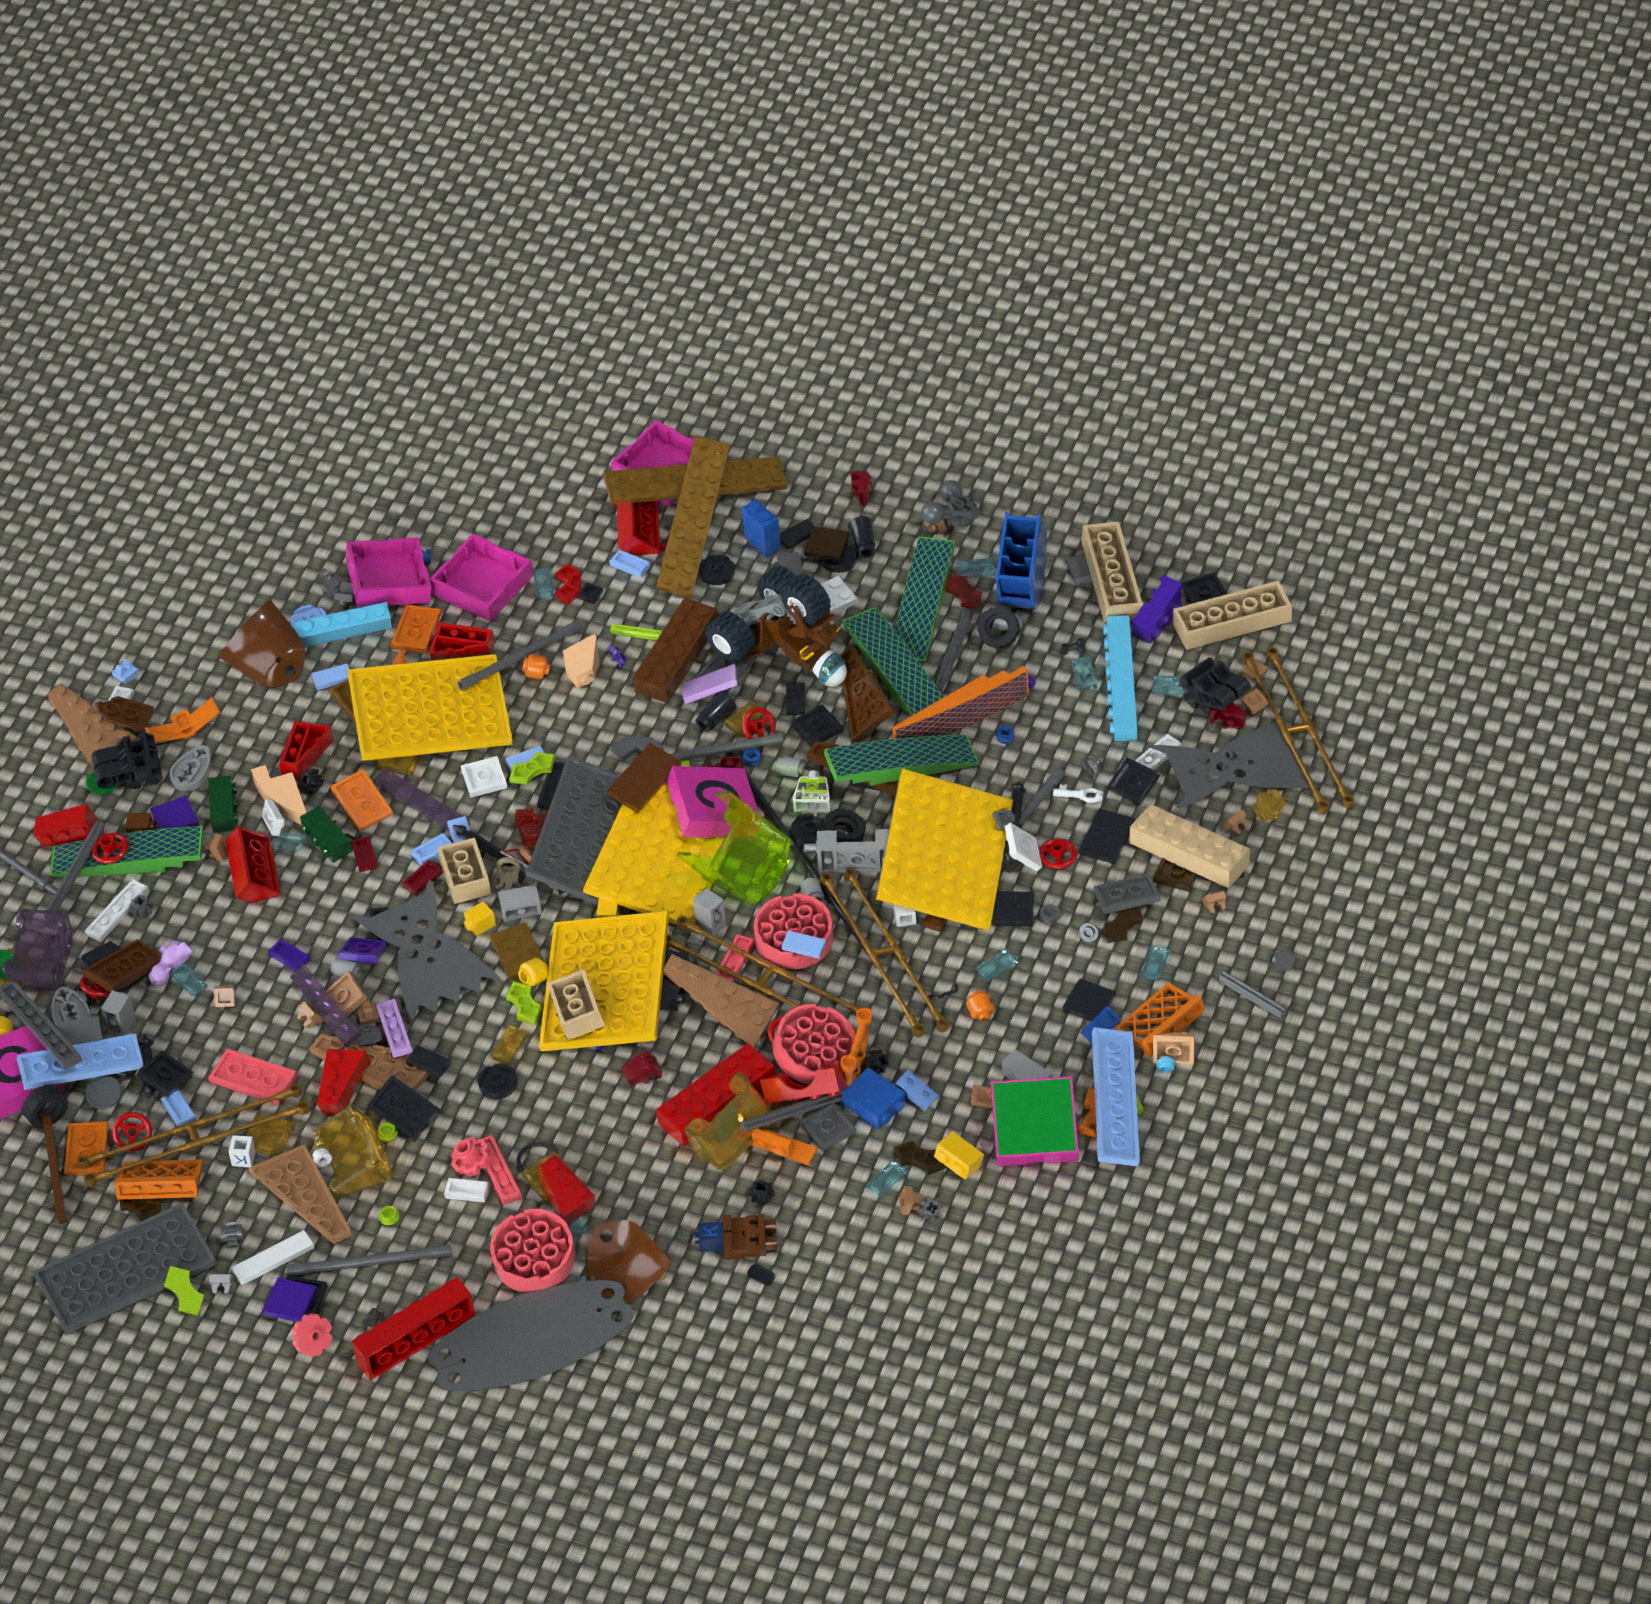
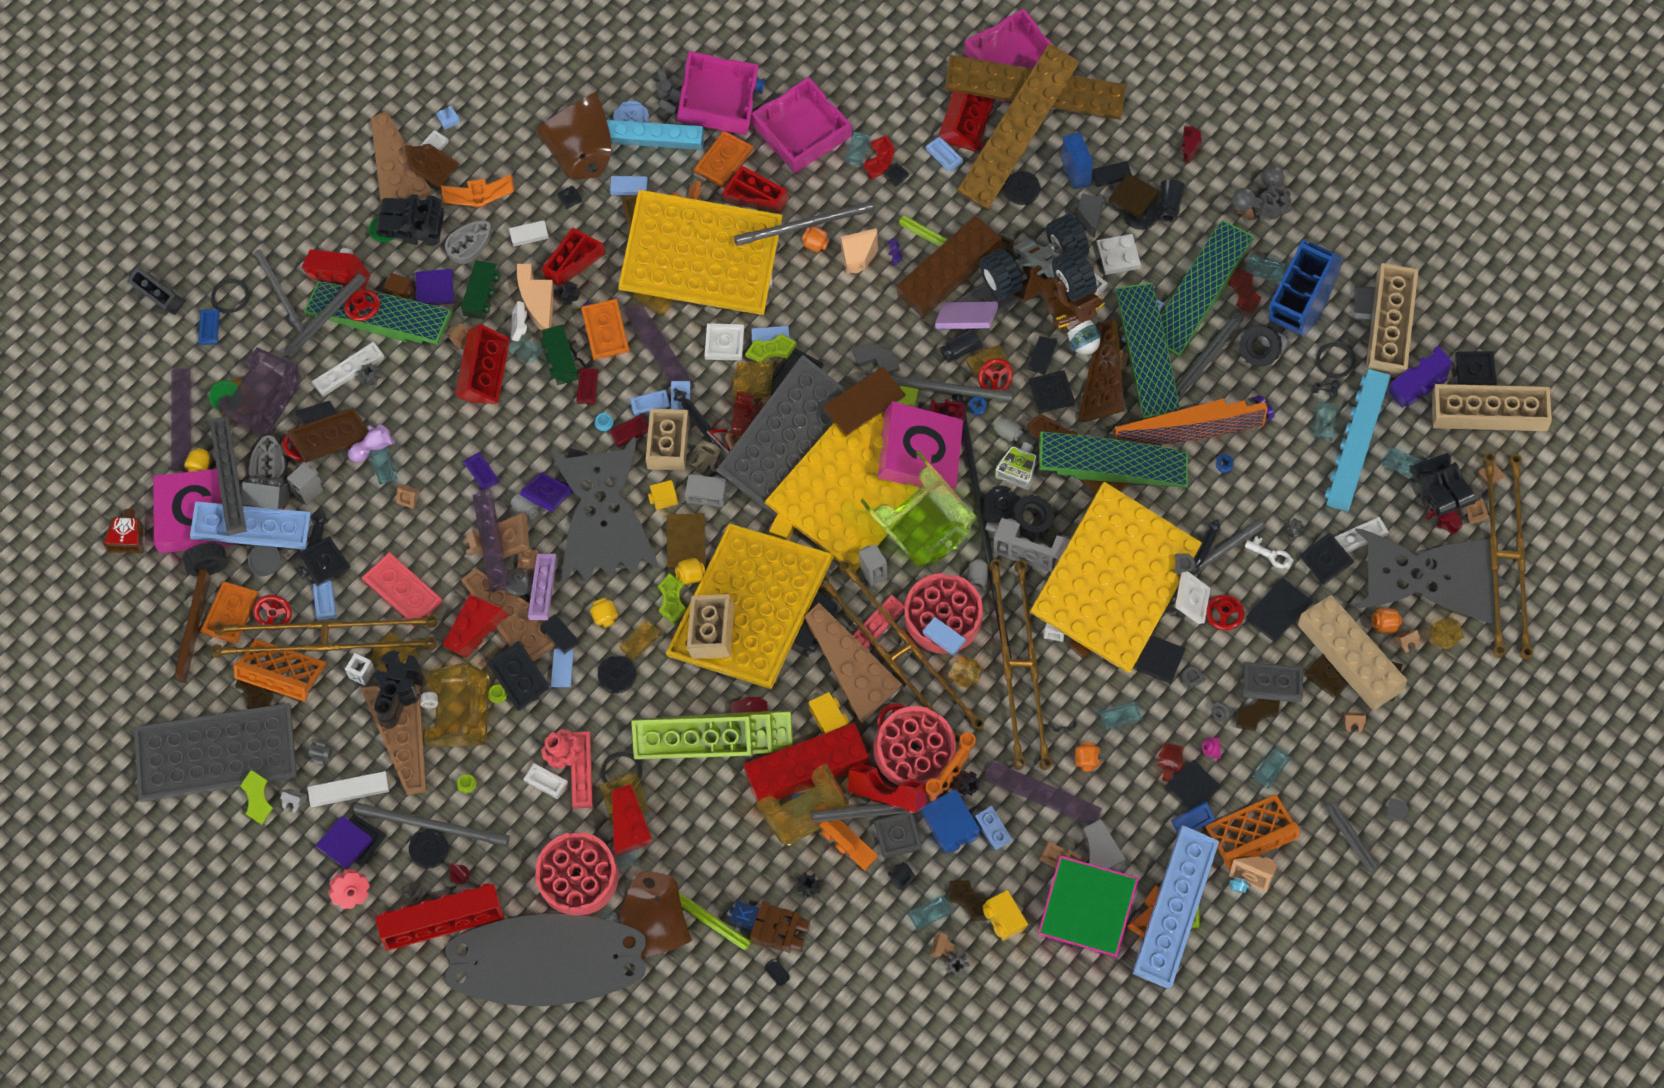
camera: 20 degrees right, 15 degrees up
(249, 744) = (528, 233): none -> white tile
(277, 703) = (569, 197): none -> black tile
(288, 1148) = (396, 687): none -> black connector
(375, 1282) = (428, 849): none -> black tile
(393, 877) = (603, 422): none -> medium azure plate
(414, 1291) = (459, 873): none -> dark red plate
(442, 1092) = (562, 668): none -> light blue tile
(463, 1032) = (604, 612): none -> yellow head
(525, 795) = (753, 378): none -> clear yellow plate
(613, 1097) = (712, 735): none -> lime slope
(692, 1254) = (715, 923): none -> lime axle
(716, 1046) = (827, 713): none -> yellow brick
(829, 974) = (965, 672): none -> clear yellow brick
(846, 1156) = (901, 875): none -> black tile
(949, 1050) = (1042, 793): none -> clear purple tile
(1058, 985) = (1170, 760): none -> clear red piece
(1072, 635) = (1337, 345): none -> black tyre
(1093, 964) = (1212, 748): none -> dark pink plate
(1209, 812) = (1386, 620): none -> orange head

